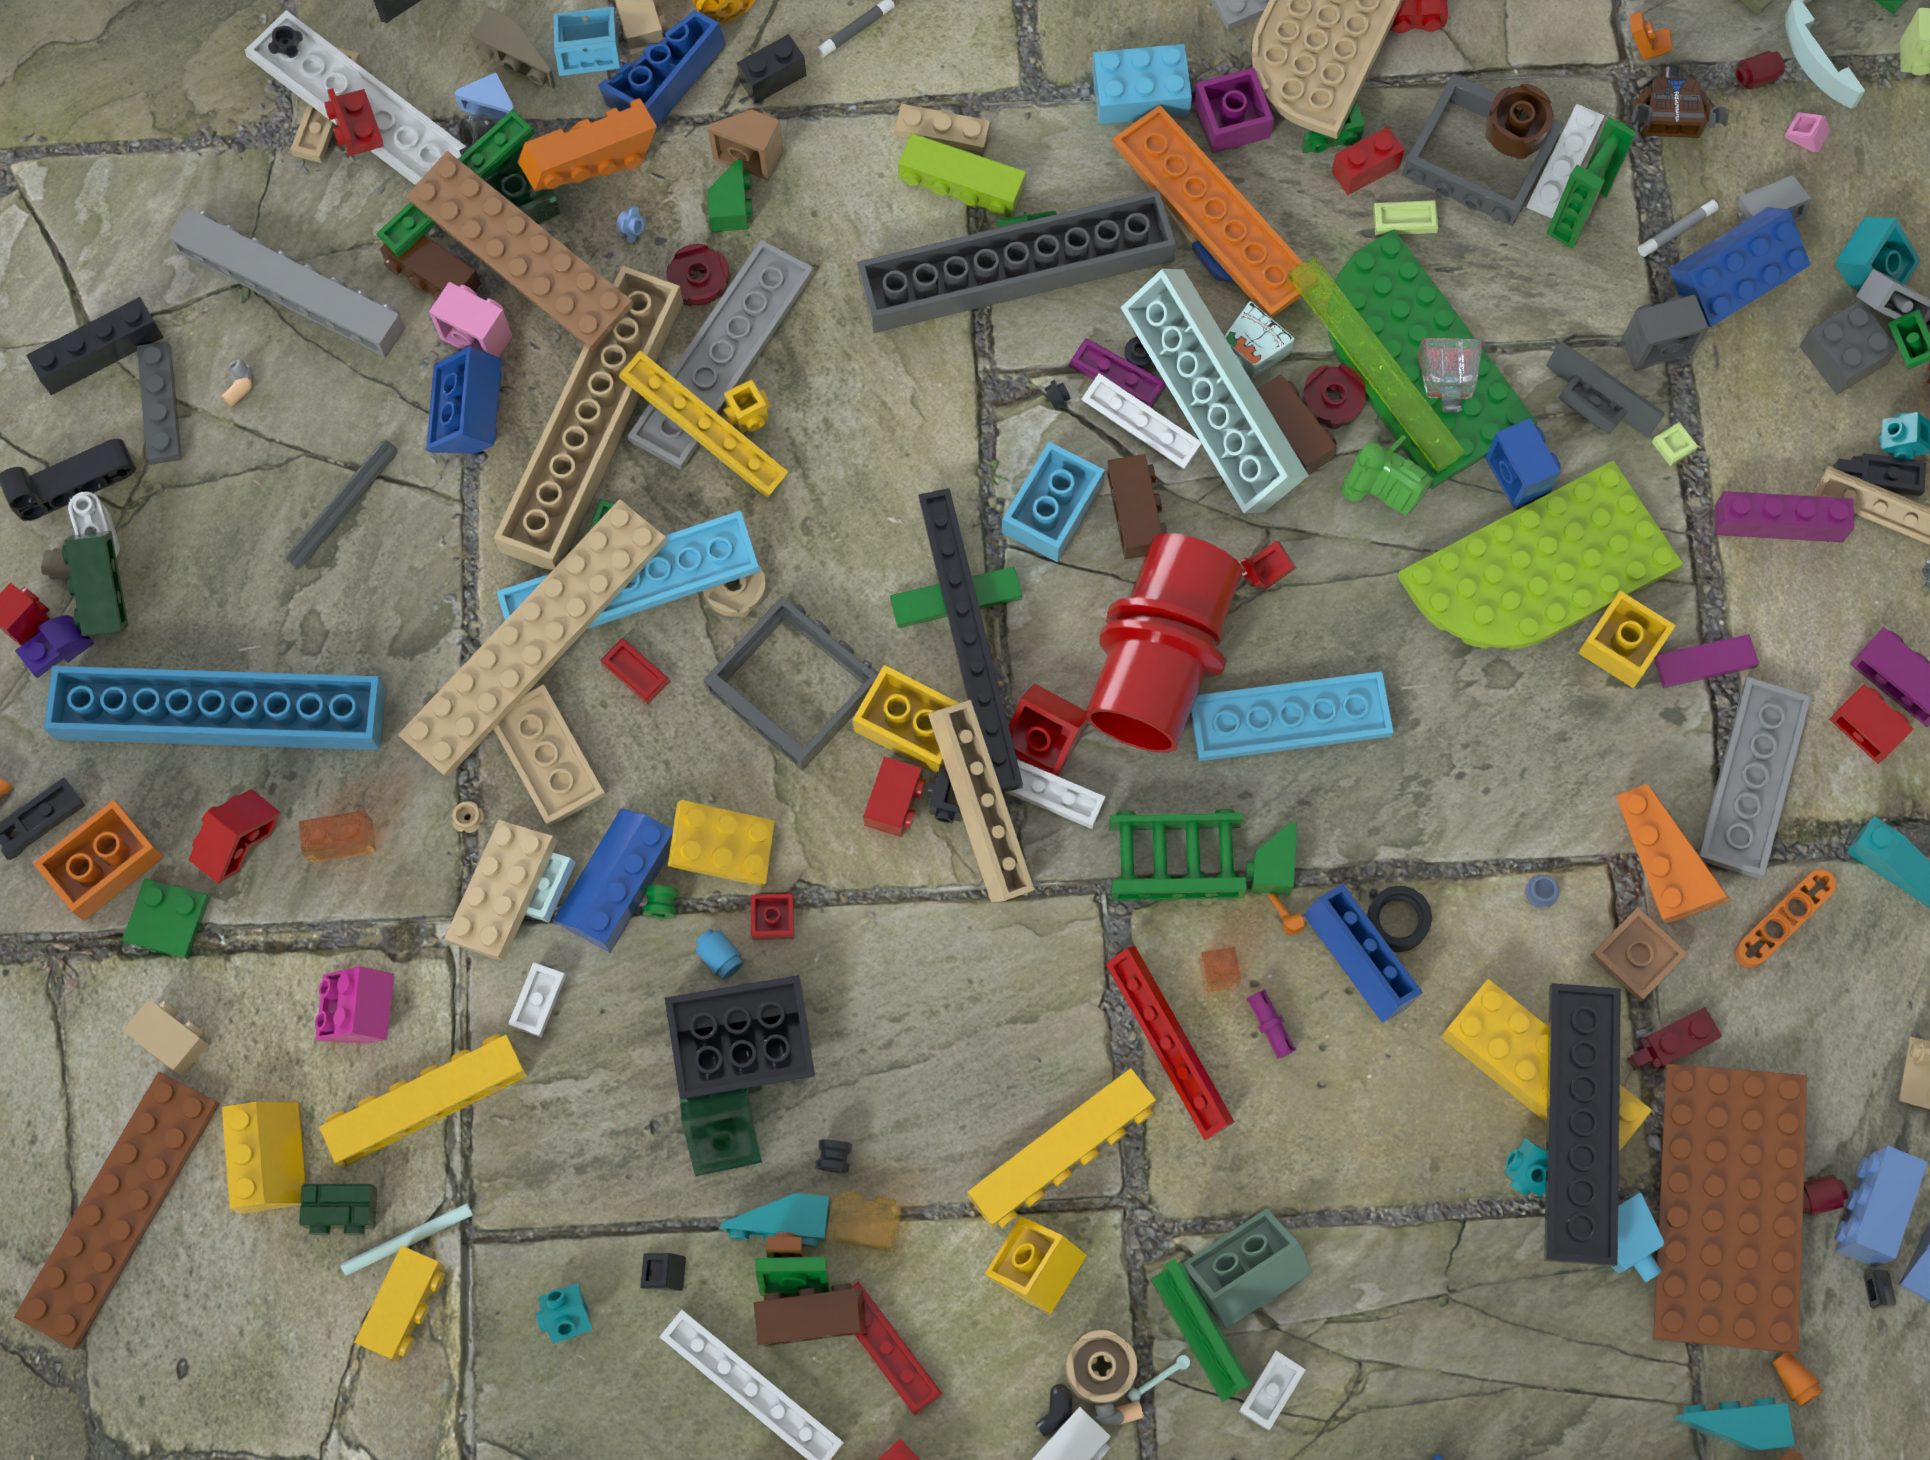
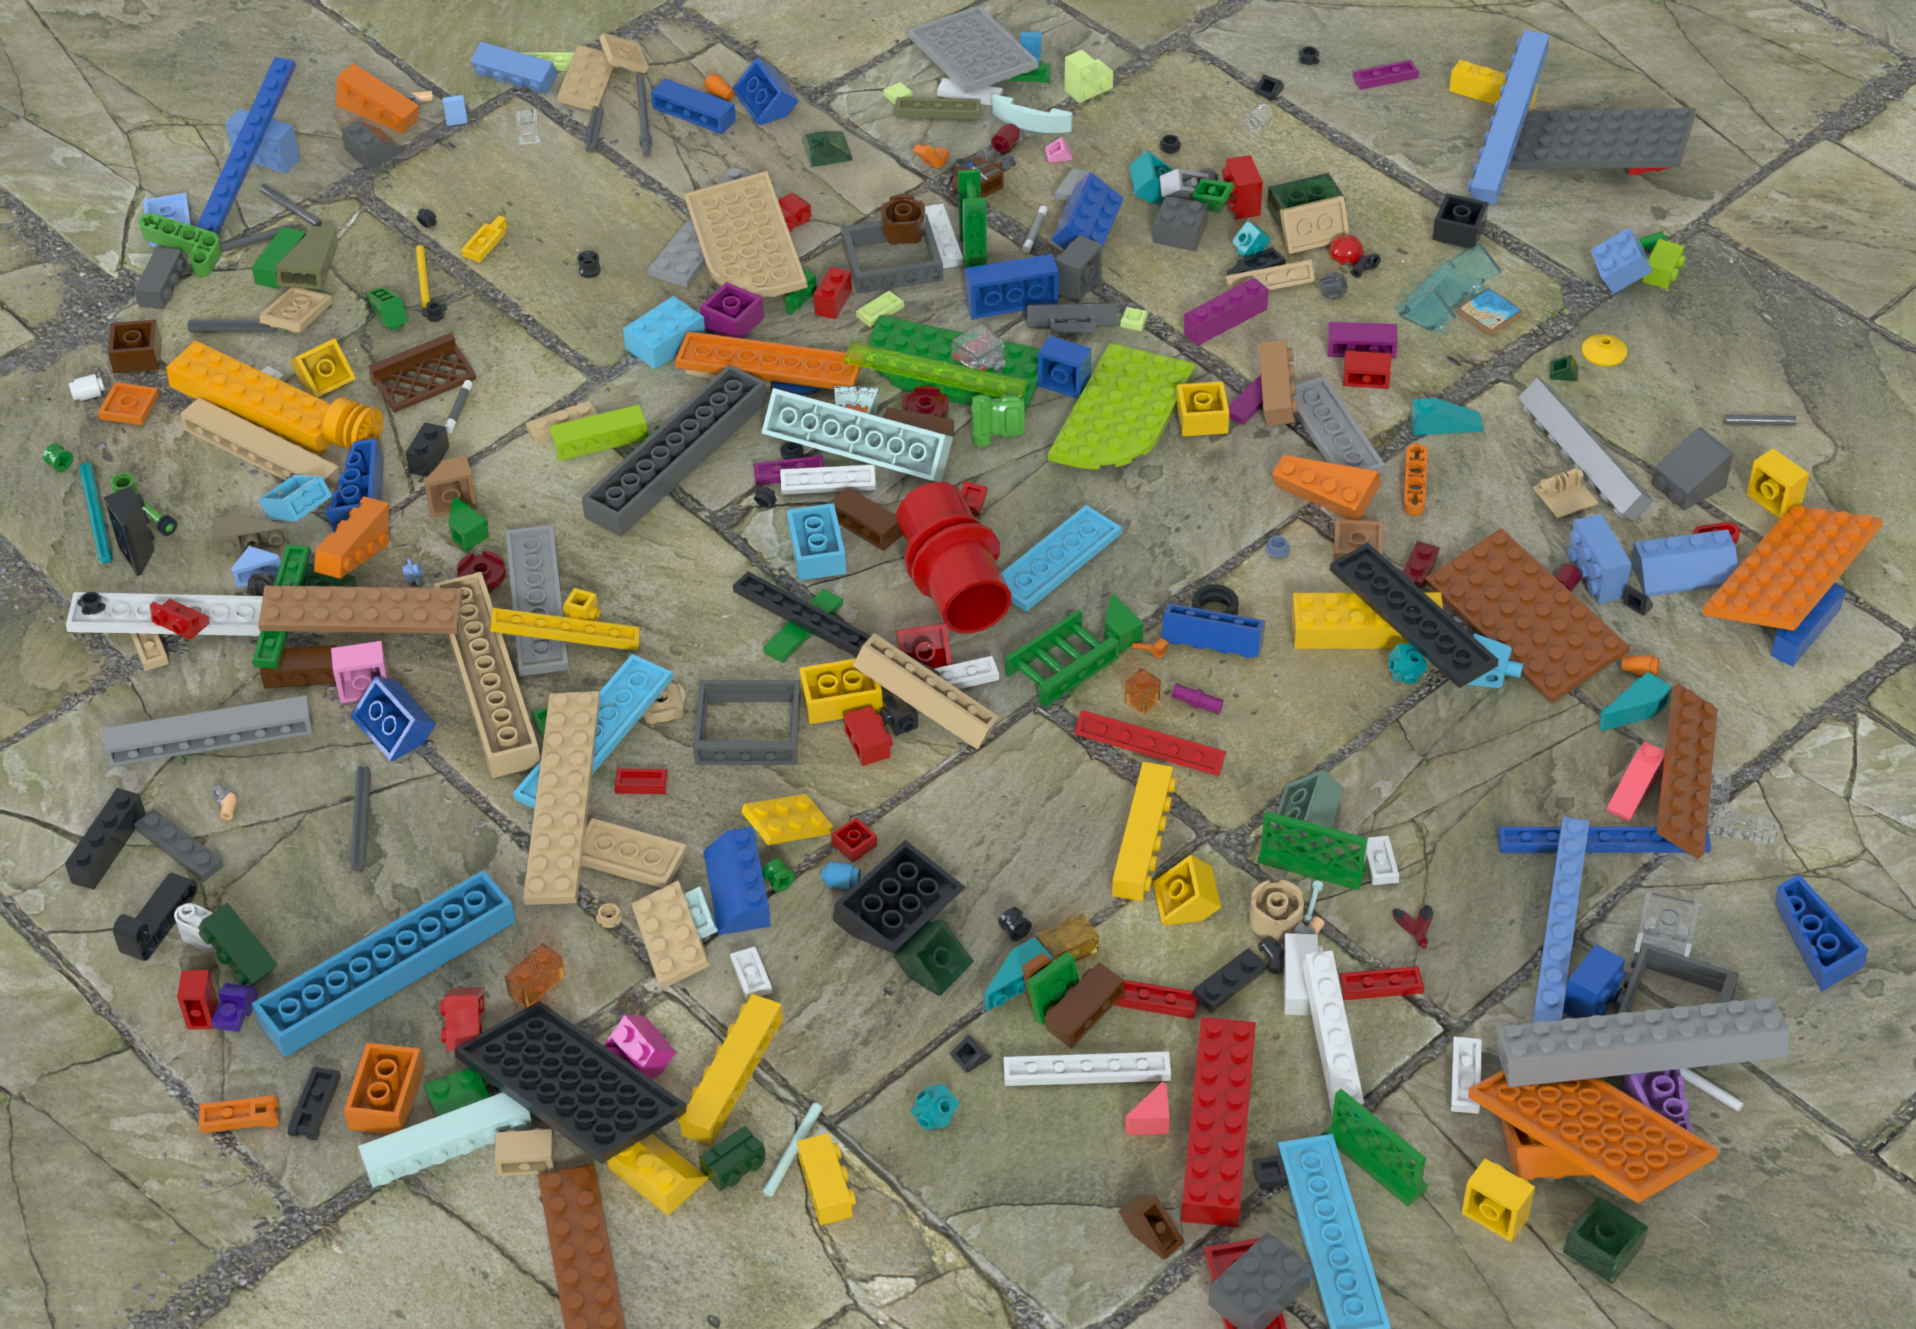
camera: 40 degrees left, 25 degrees down
(112, 959) = (442, 1138): none -> light aqua brick
(254, 1001) = (570, 1081): none -> black plate
(983, 1405) = (1229, 980): none -> black plate
(1566, 301) = (1011, 286): none -> blue brick
(1742, 669) = (1277, 383): none -> medium nougat brick

